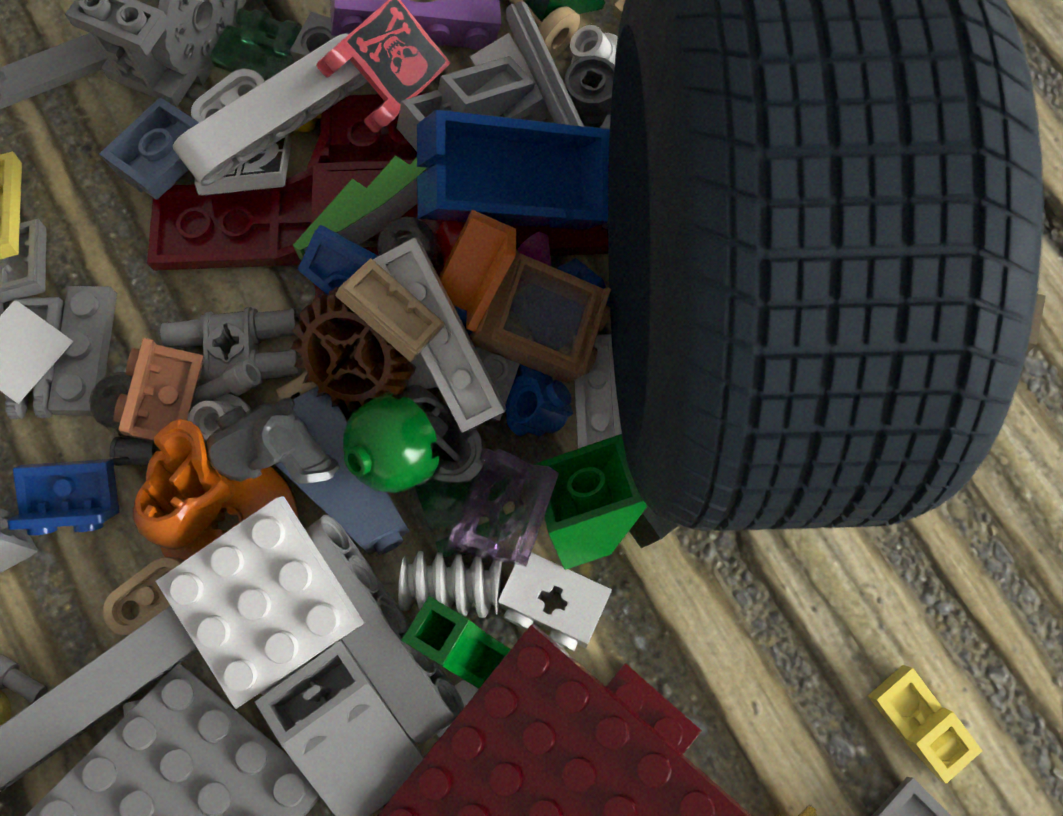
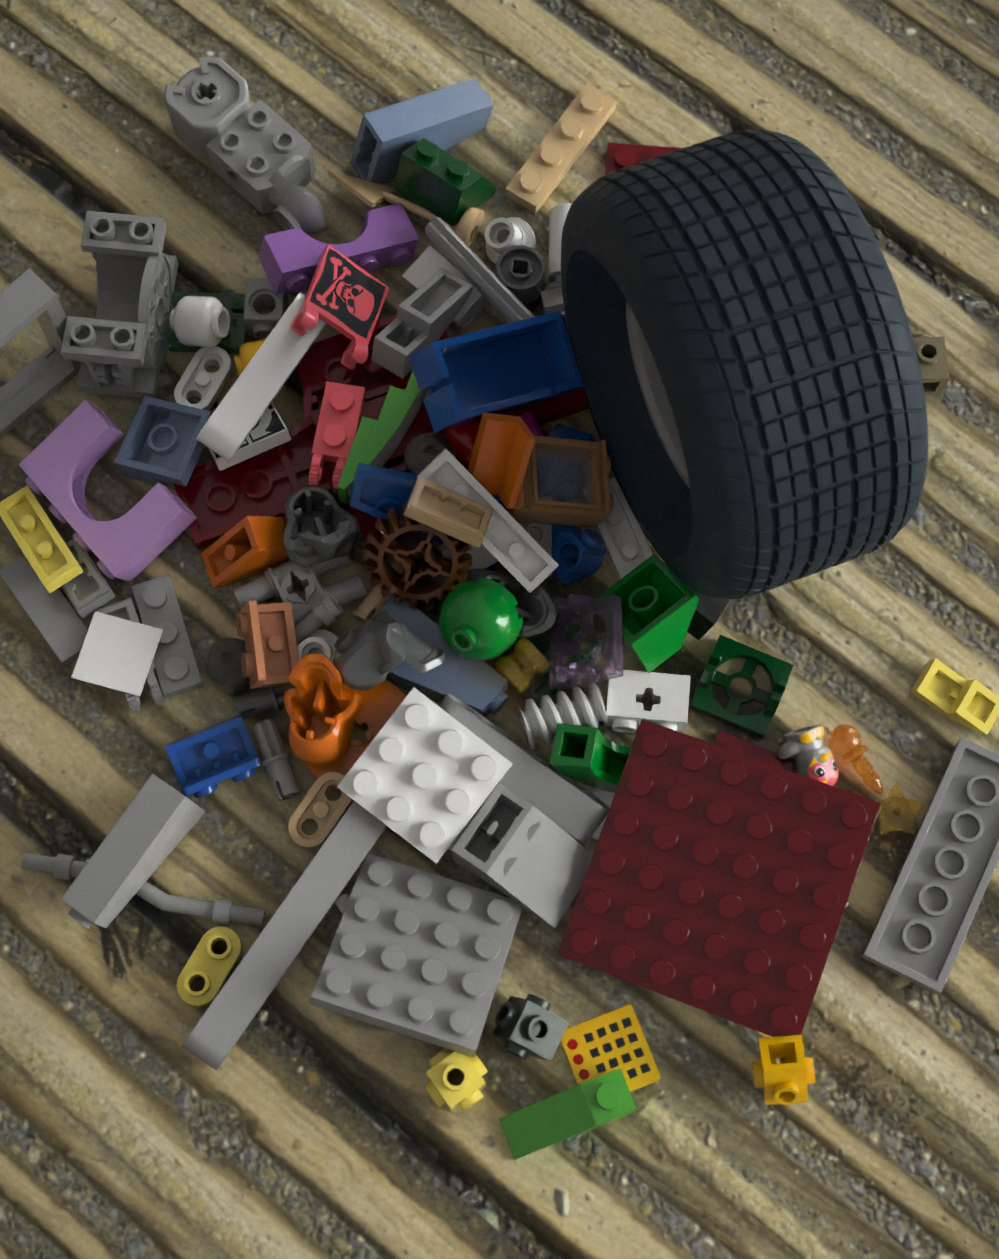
camera: 25 degrees left, 0 degrees up
(46, 152) = (60, 473): none -> lavender arch
(127, 540) = (276, 760): none -> light grey axle
(198, 285) = (245, 550): none -> orange slope
(243, 38) = (200, 321): none -> white head
(264, 284) = (317, 527): none -> dark grey head
(333, 172) = (336, 429): none -> coral hinge
(424, 511) = (530, 660): none -> clear yellow wheel
(719, 619) = (778, 673): none -> dark green piece
(722, 742) = (810, 755): none -> light grey animal
(770, 732) = (846, 742): none -> clear orange bar

